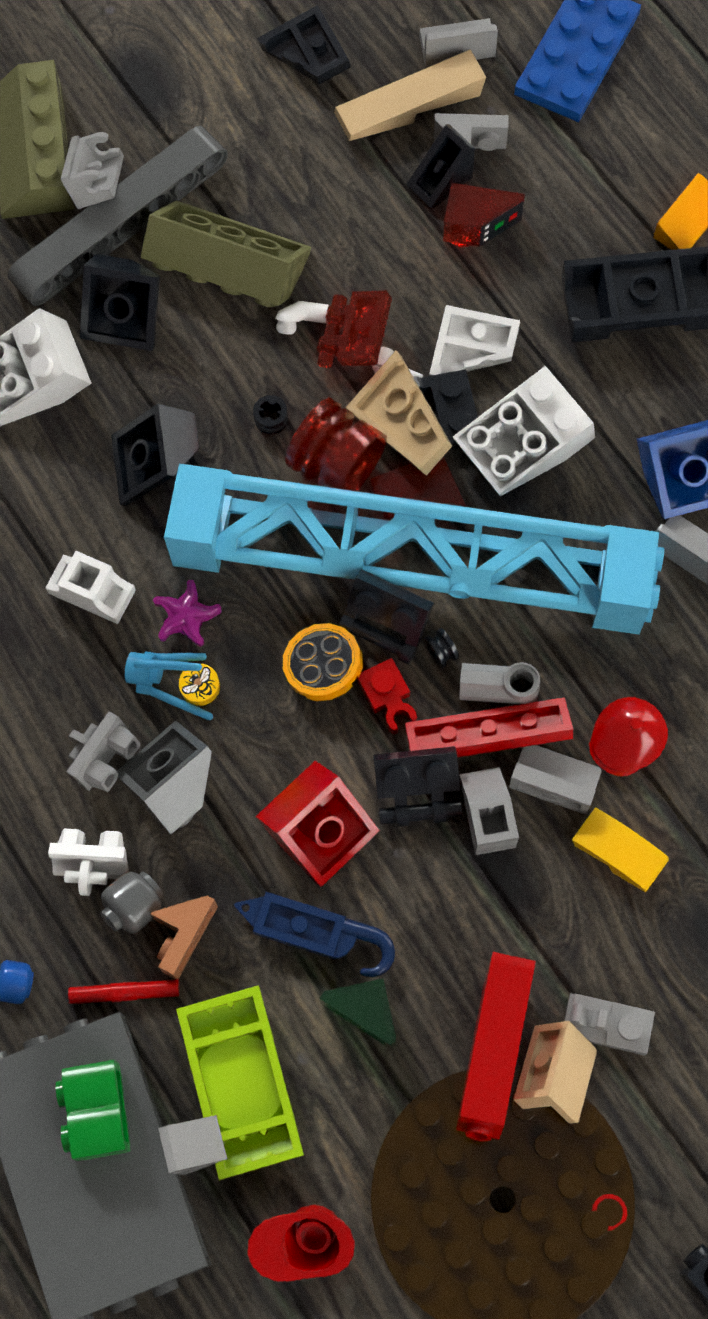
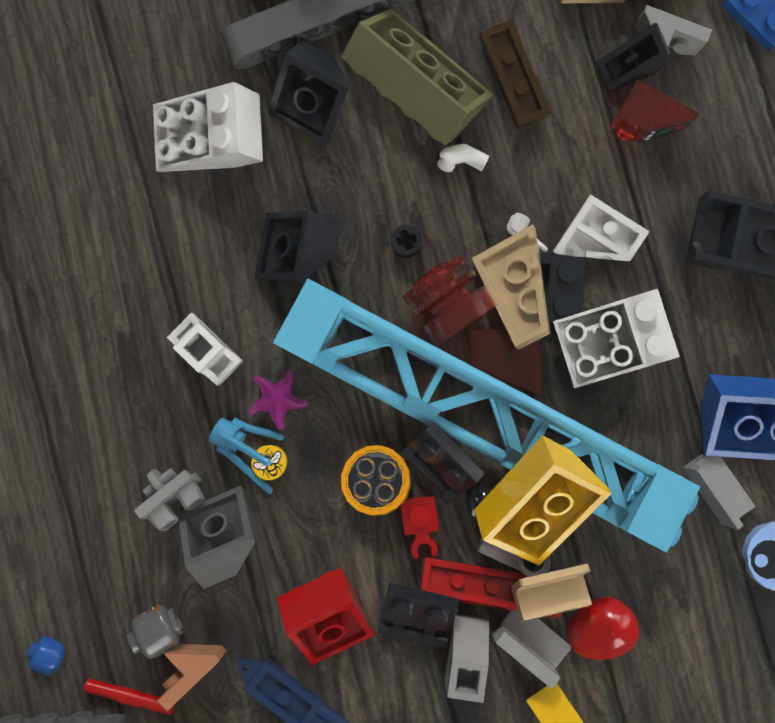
camera: 15 degrees right, 15 degrees up
(88, 863) = (119, 575): white hips -> none
(326, 220) = (514, 74): none -> dark brown plate
(363, 329) = (511, 193): clear red plate -> none
(500, 603) = (540, 502): none -> yellow slope
(551, 702) = (551, 593): none -> tan panel

